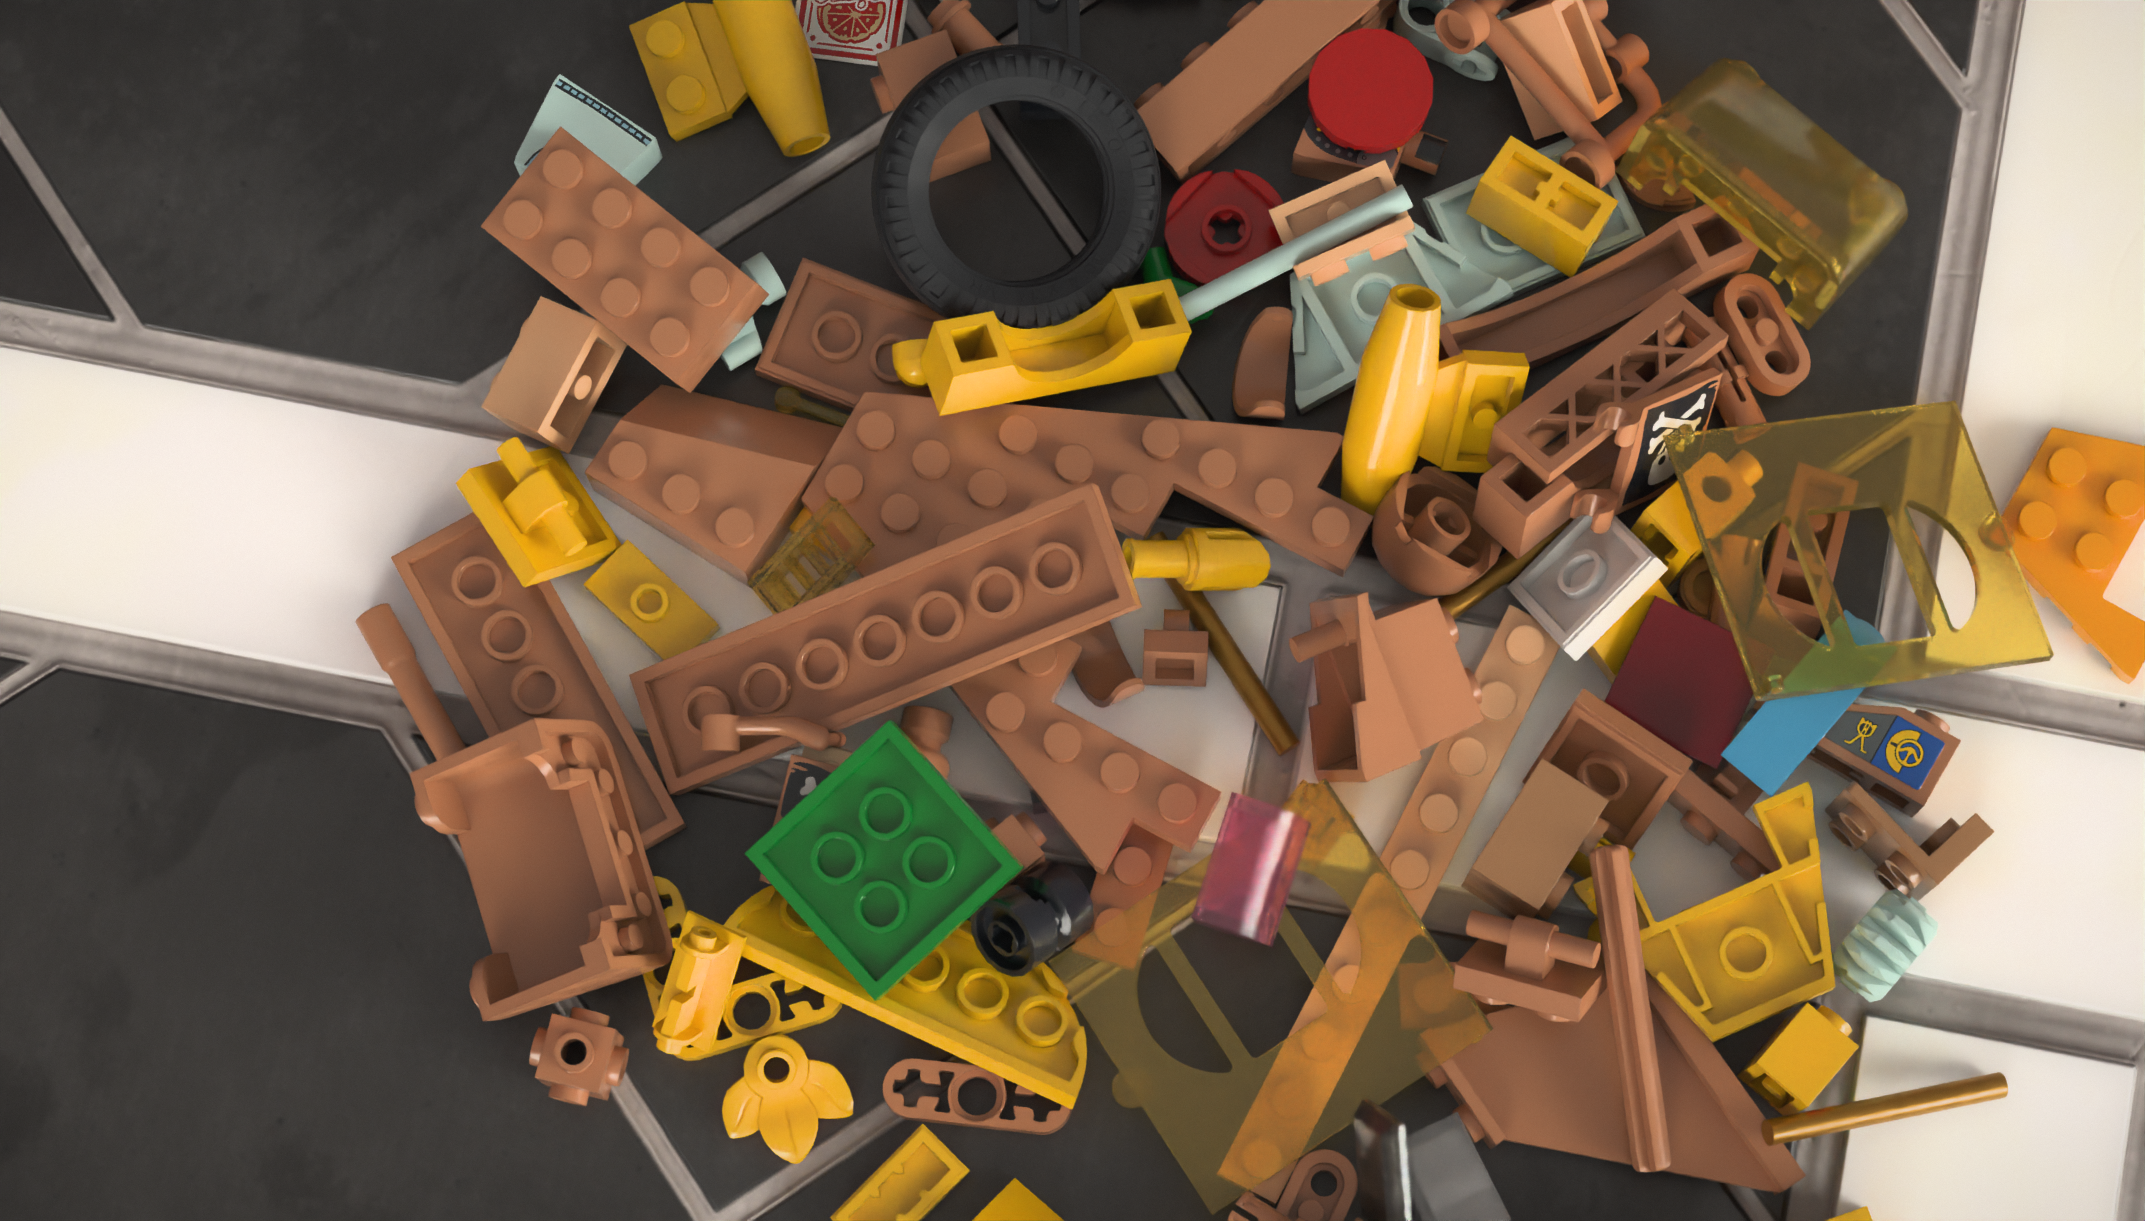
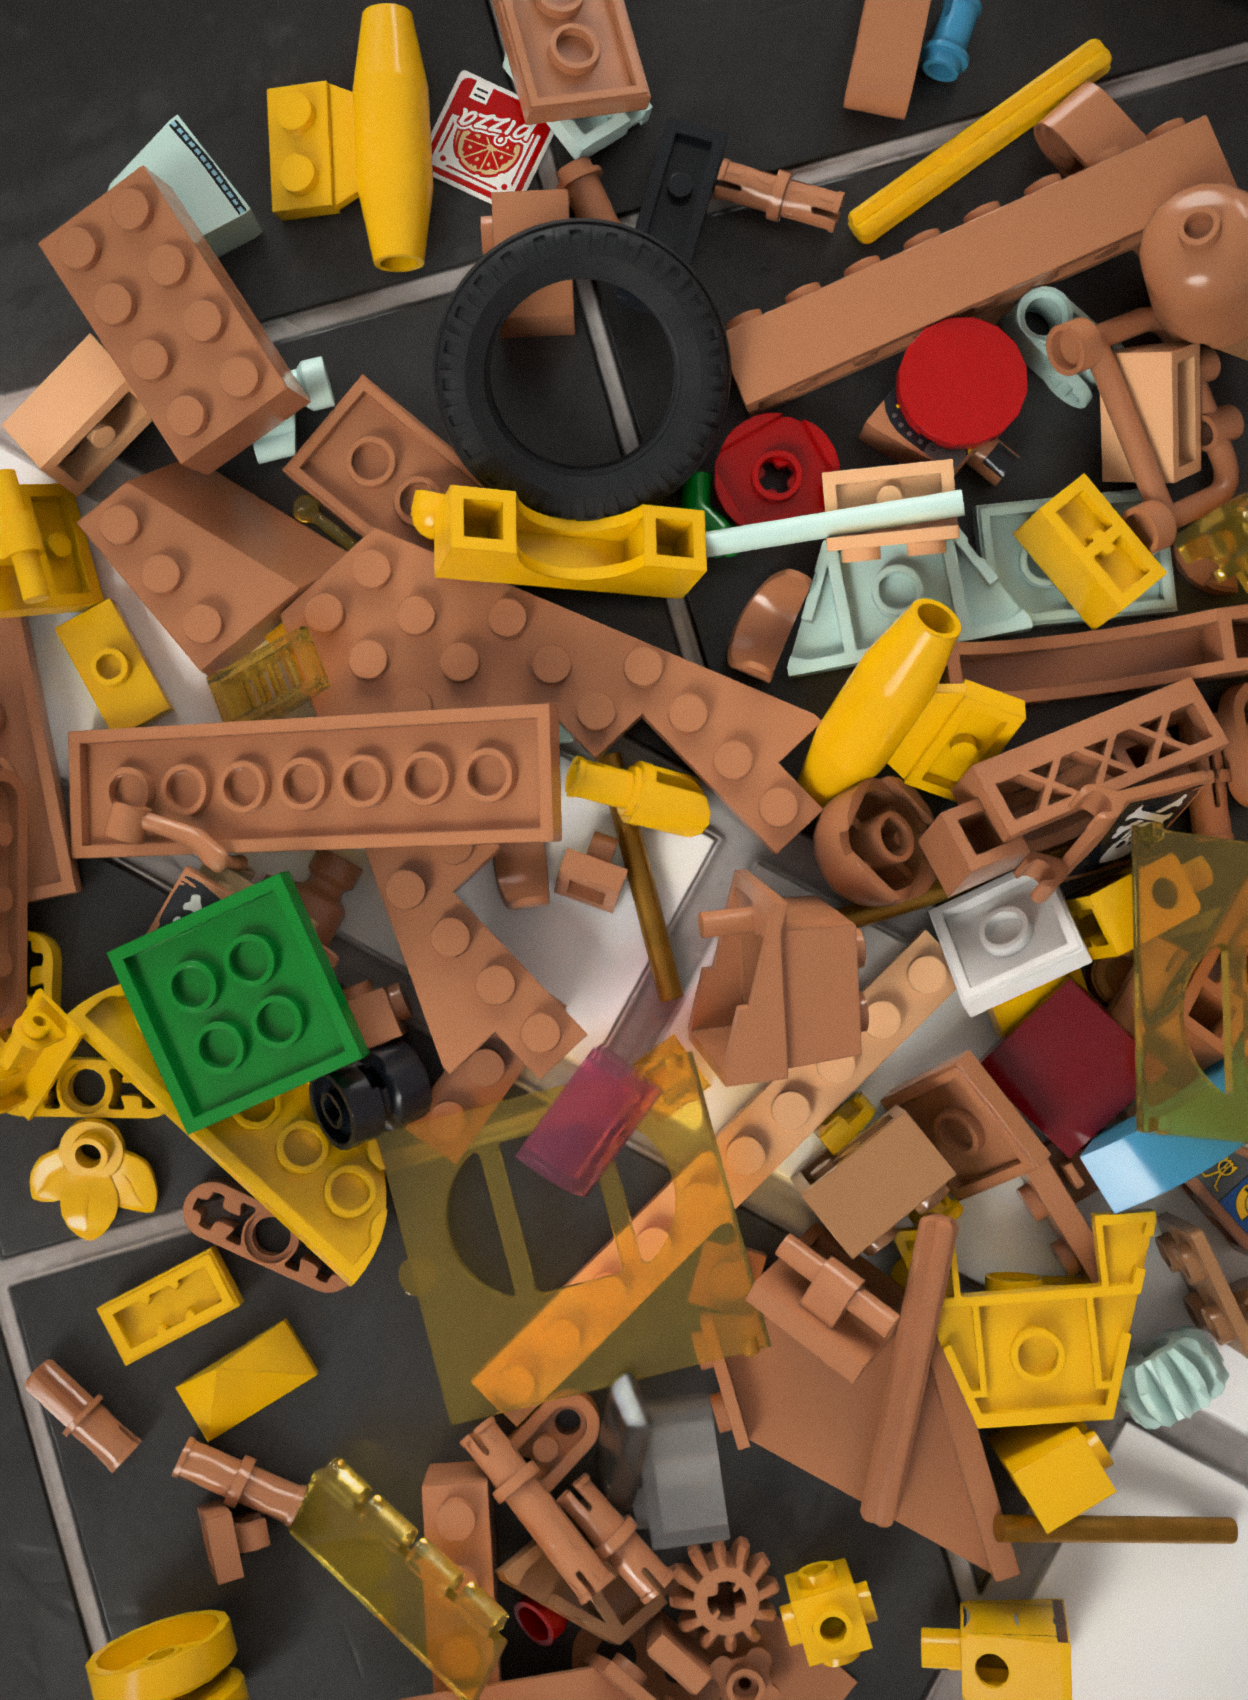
camera: 15 degrees right, 10 degrees up
(1492, 811) = (845, 1122): none -> yellow tile

